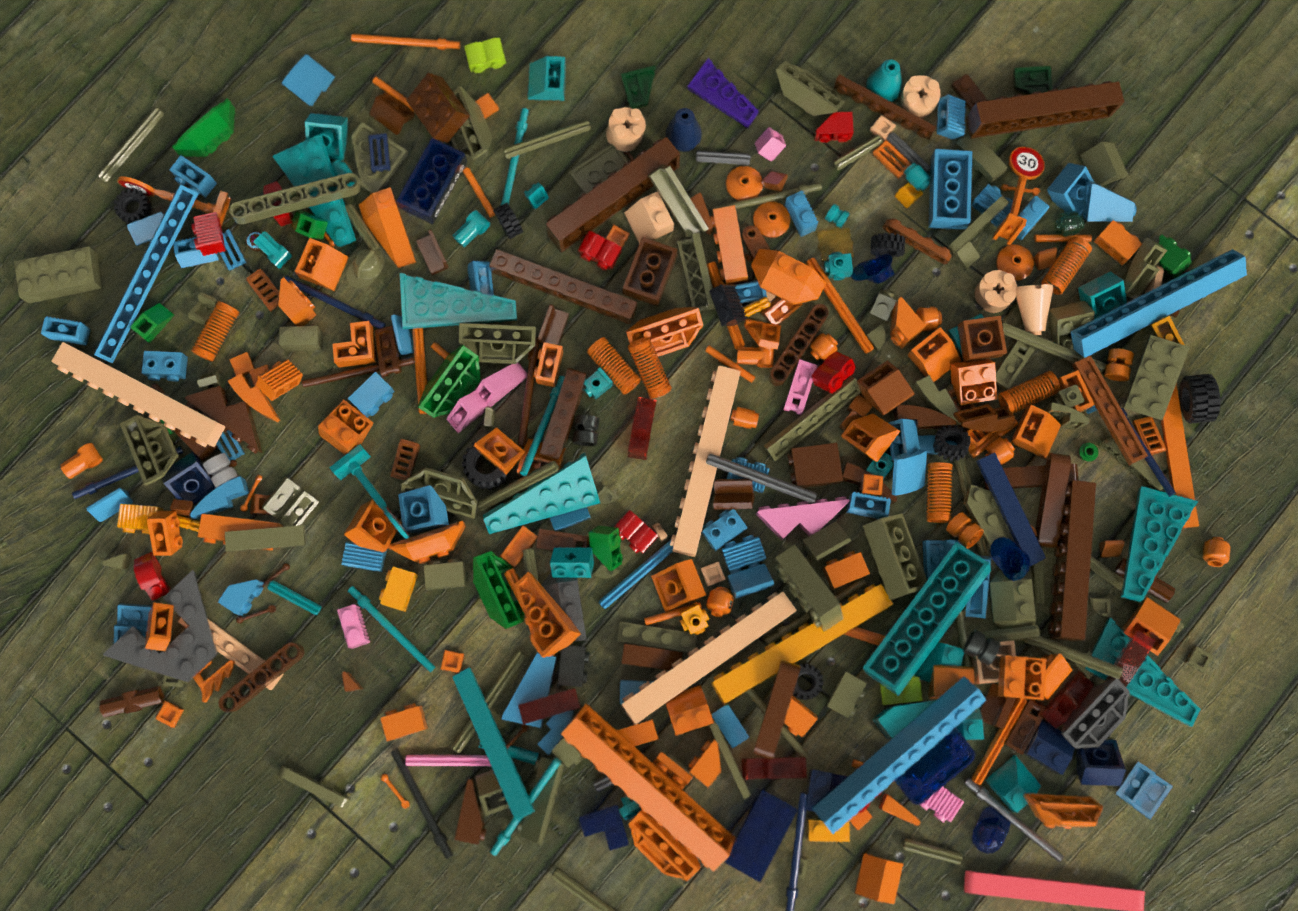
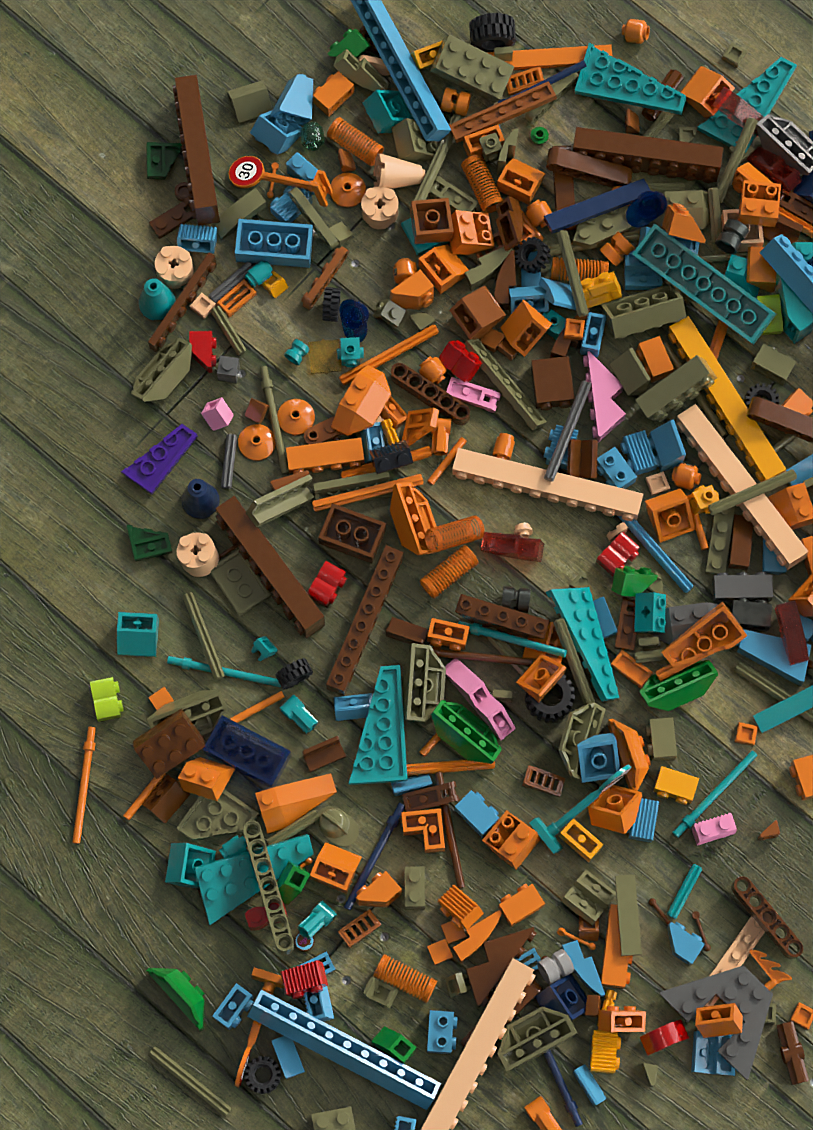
camera: 90 degrees left, 5 degrees down
(281, 437) = (521, 904): none -> orange brick
(308, 79) = (124, 888): dark azure slope -> none
(342, 494) = (581, 840): none -> light orange brick
(381, 167) = (211, 808): dark blue tile -> none
(407, 142) = (205, 778): none -> orange slope
(543, 563) = (651, 642): none -> olive tile
(597, 391) = (463, 581): teal brick -> none
(602, 658) = (750, 587): none -> dark grey brick
(618, 235) = (310, 568): orange tile -> none
(649, 218) = (294, 534): light nougat slope -> none
(658, 438) = (523, 529): none -> light nougat plate
(692, 284) = (364, 493): none -> orange axle
(698, 666) = (752, 492): none -> olive axle
(801, 213) = (294, 385): dark azure brick -> none
(816, 151) = (228, 369): none -> dark grey brick
(917, 511) = (601, 289): none -> light orange brick
(931, 481) = (572, 273): none -> olive axle
(991, 595) = (681, 224): none -> orange slope
(1059, 238) = (324, 148): orange bar -> none
(1176, 411) = (504, 53): none -> olive tile

